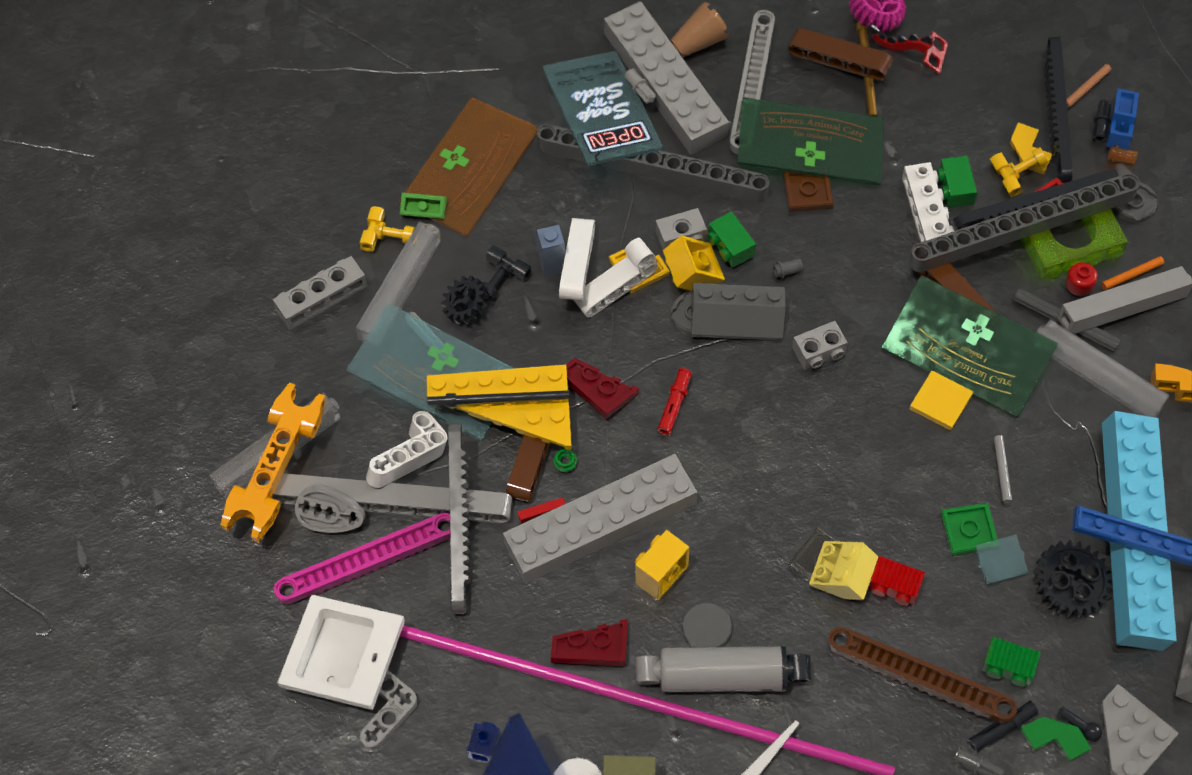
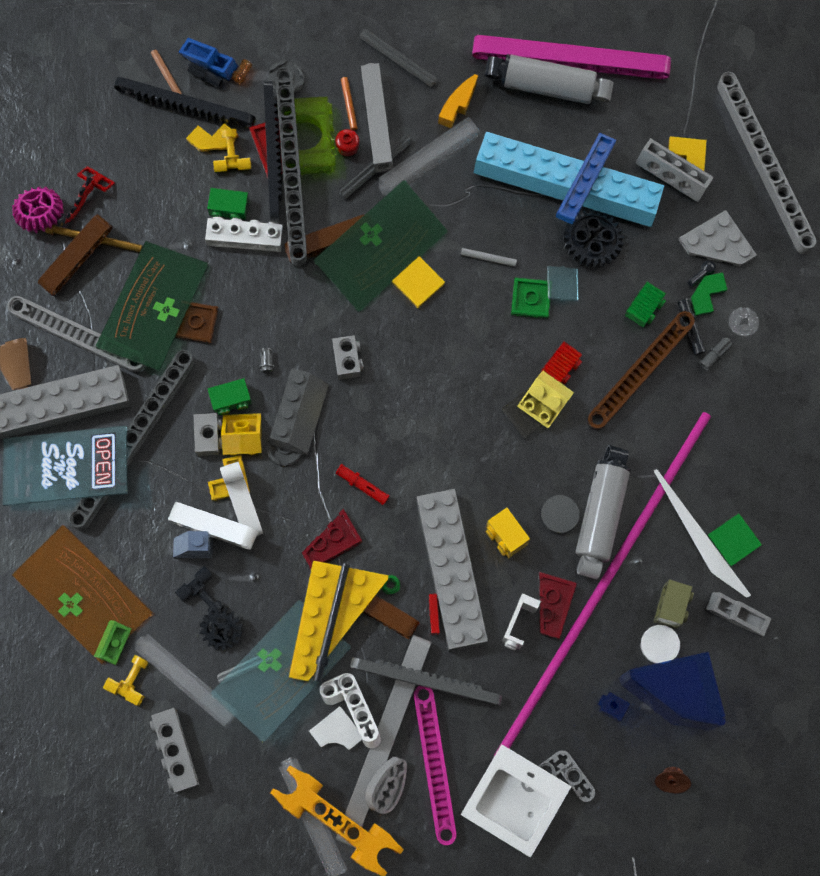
camera: 80 degrees left, 15 degrees up
(378, 440) = (336, 729): none -> white tile
(557, 597) = (527, 603): none -> white panel
(640, 86) = (56, 427): light grey axle -> none

